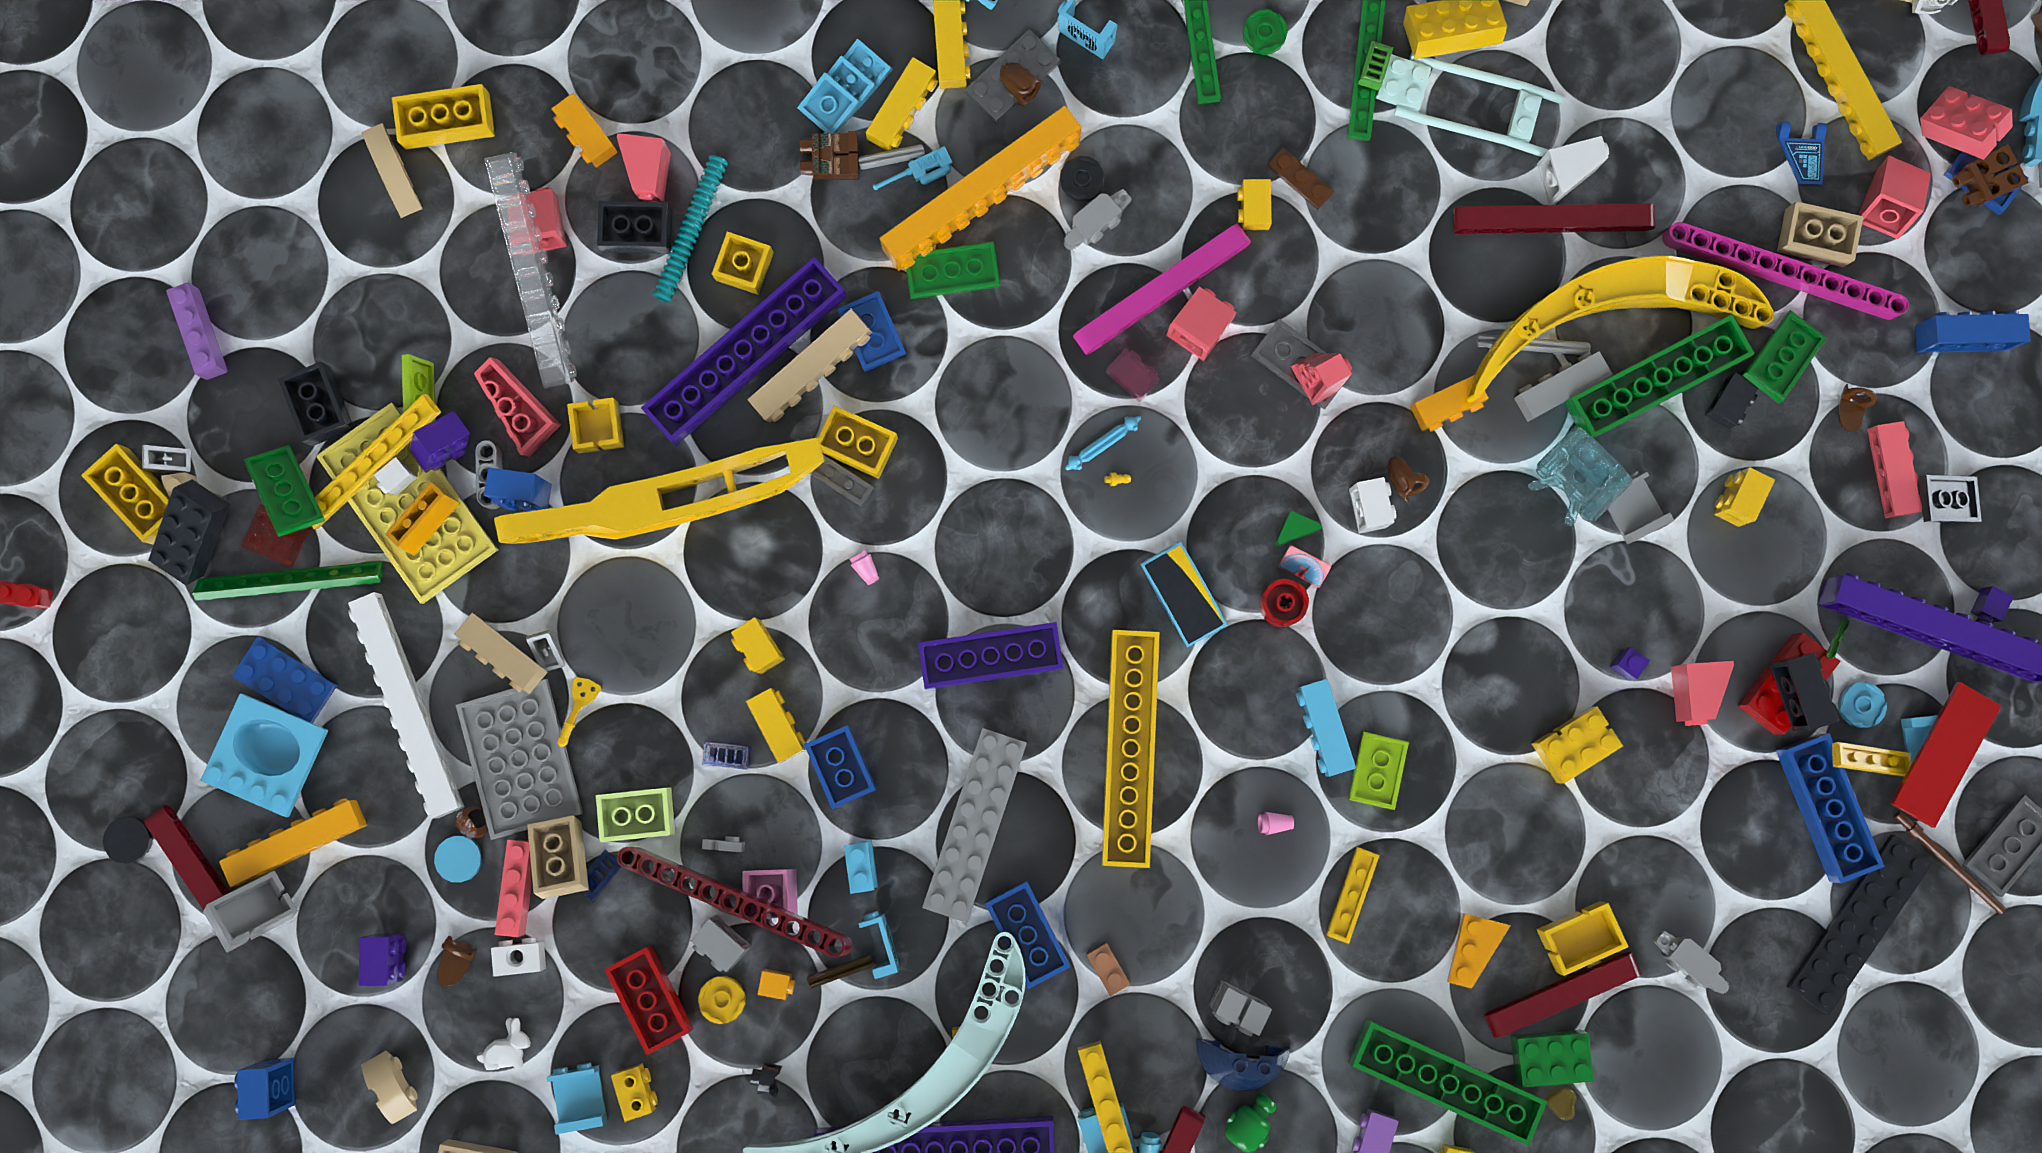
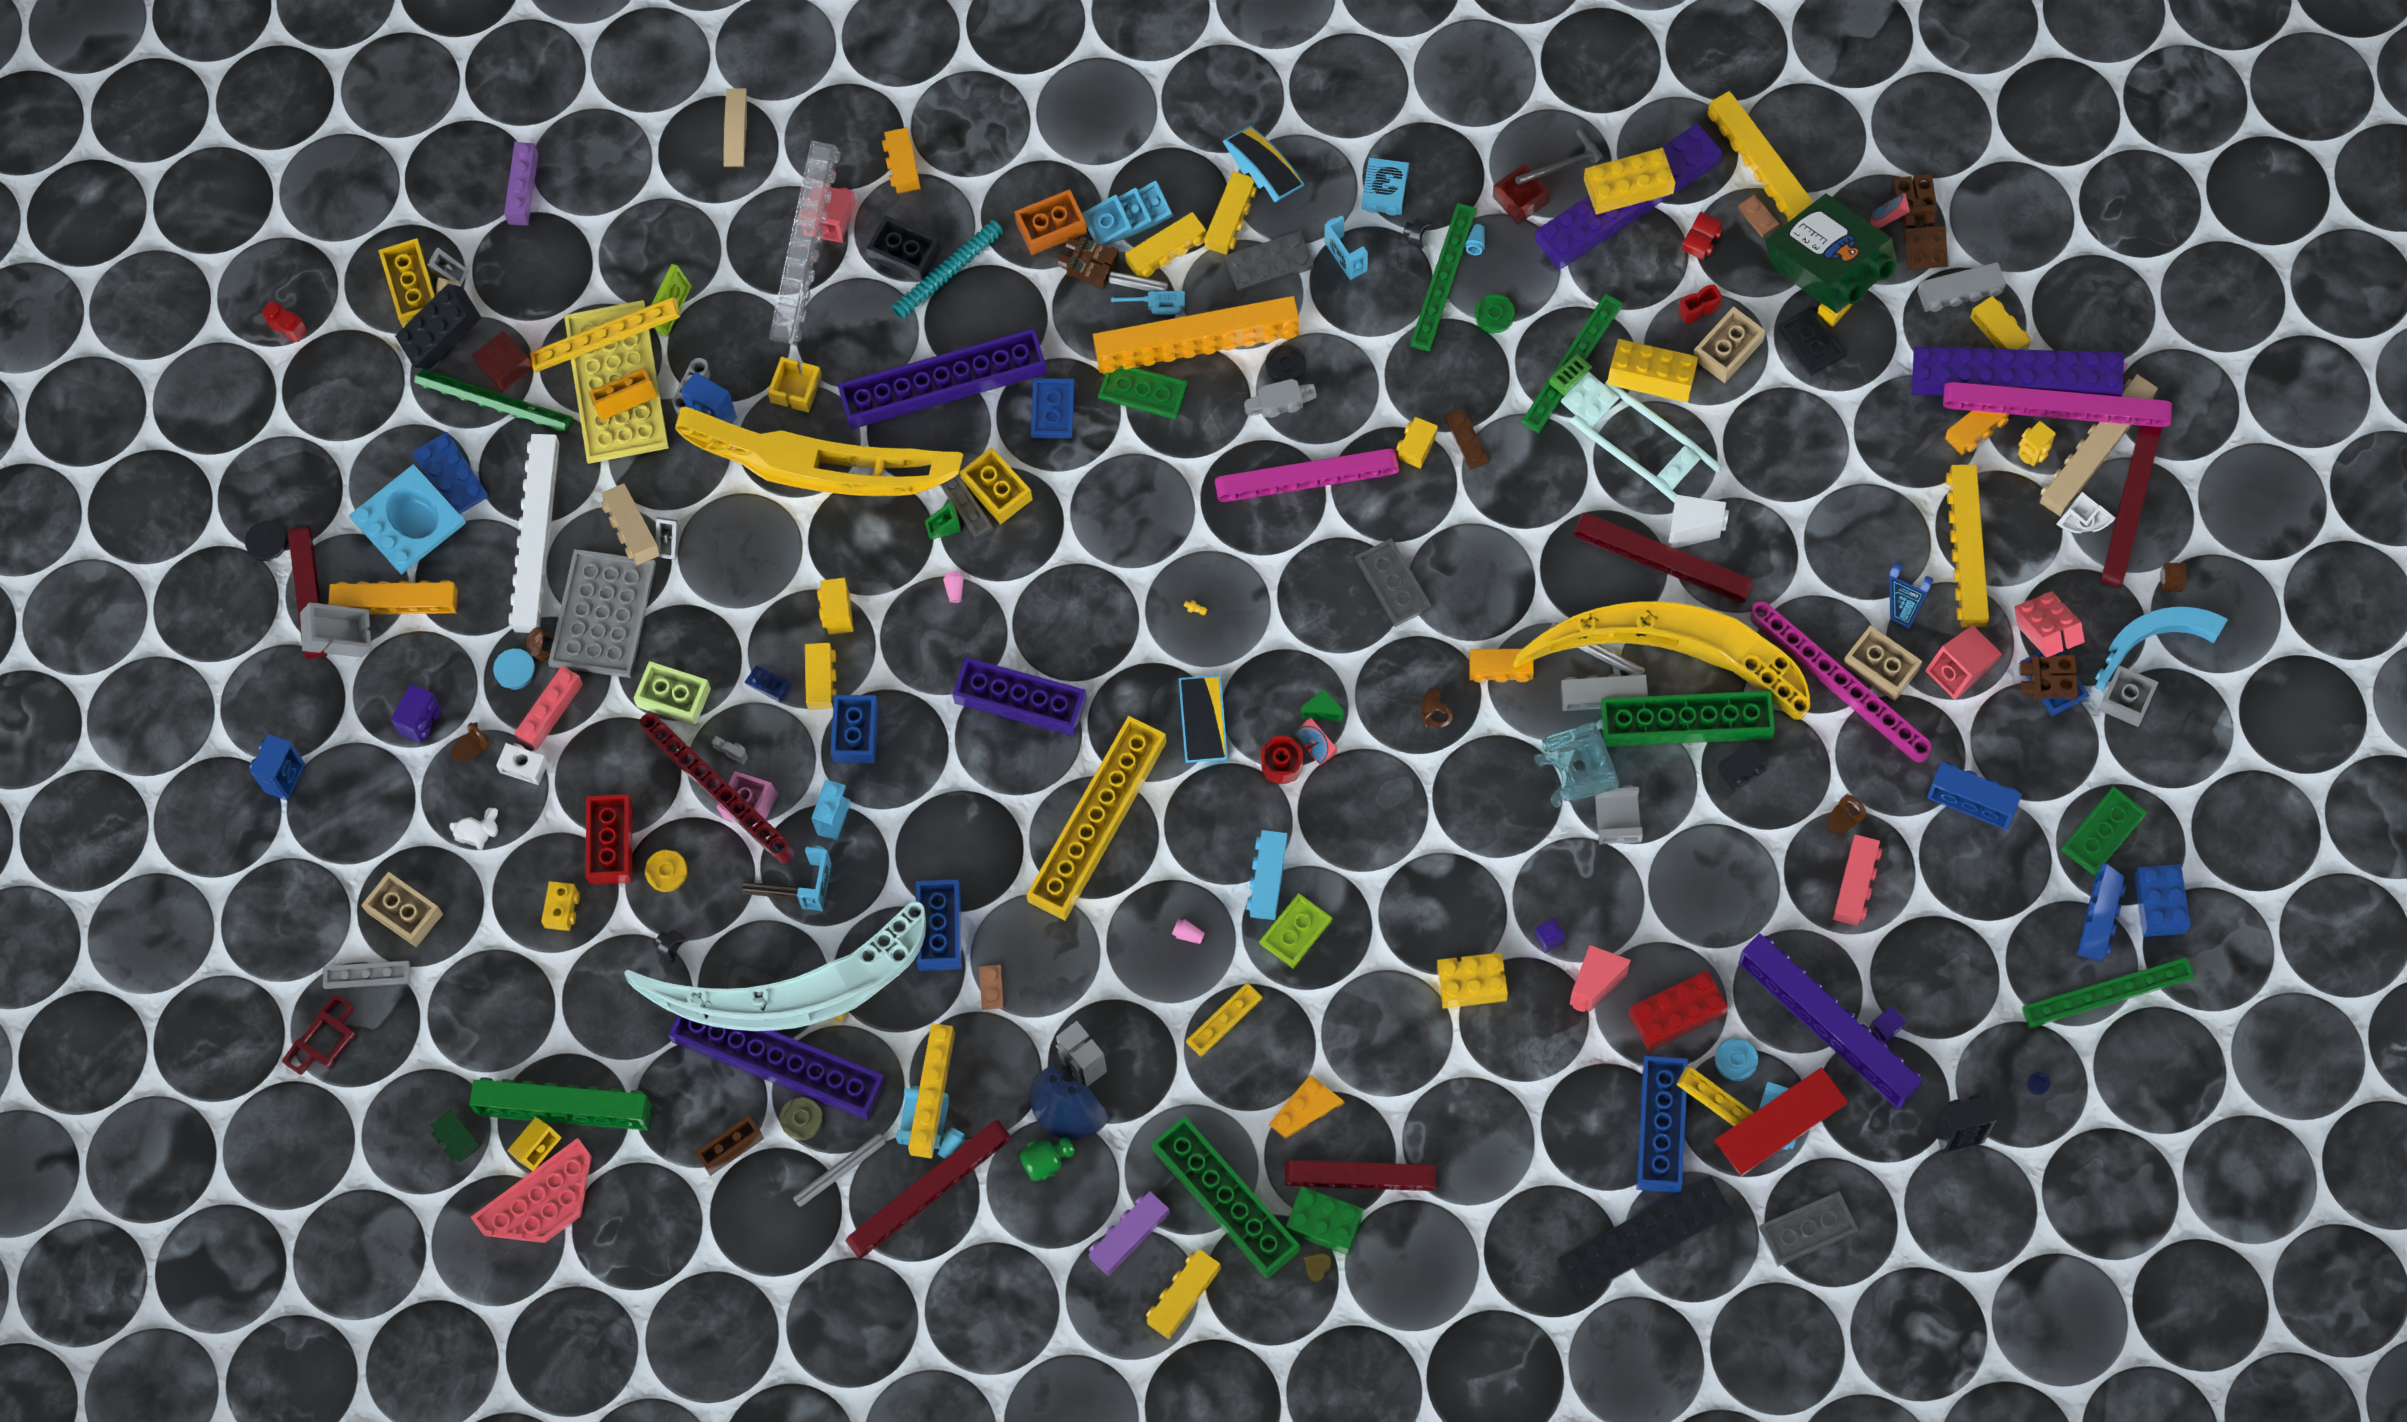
camera: 30 degrees right, 15 degrees down
(284, 490) = (526, 328): green tile -> none
(316, 404) = (585, 276): black brick -> none
(386, 1079) = (371, 822): tan brick -> none
(394, 477) = (617, 355): white brick -> none
(439, 442) = (666, 343): dark purple brick -> none
(443, 116) = (796, 103): yellow brick -> none
(520, 411) = (741, 351): coral wedge -> none
(557, 857) = (594, 697): tan brick -> none
(578, 1098) = (513, 893): medium azure panel -> none
(579, 703) = (672, 591): yellow piece -> none
(592, 896) = (611, 741): clear blue slope -> none
(646, 164) = (937, 205): coral slope -> none
(720, 944) = (687, 821): light grey brick -> none
(742, 263) = (975, 311): yellow brick -> none
(772, 131) = (1050, 222): none -> orange brick
(776, 984) = (715, 875): light orange brick -> none
(810, 366) = (989, 412): tan brick -> none
(820, 505) = (943, 522): none -> green slope
(974, 825) = (939, 822): light grey brick -> none
(1020, 82) = (1270, 265): reddish brown piece -> none
(1103, 443) = (1197, 574): medium azure wheel -> none
(1133, 374) = (1248, 531): clear pink brick -> none
(1201, 322) = (1324, 513): coral slope -> none
(1322, 374) = (1398, 590): coral wedge -> none
(1372, 505) = (1393, 714): white brick -> none
(1582, 938) = (1394, 1137): yellow piece -> none
(1691, 960) = (1484, 1198): light grey hinge -> none
(1743, 496) = (1711, 841): yellow piece -> none
(1784, 356) = (1804, 748): green tile -> none
(1804, 692) = (1676, 1007): black brick -> none
(1834, 646) = (1737, 990): bright green piece -> none
(1916, 831) = (1731, 1181): reddish brown bar -> none
(1950, 499) = (1890, 921): plate -> none

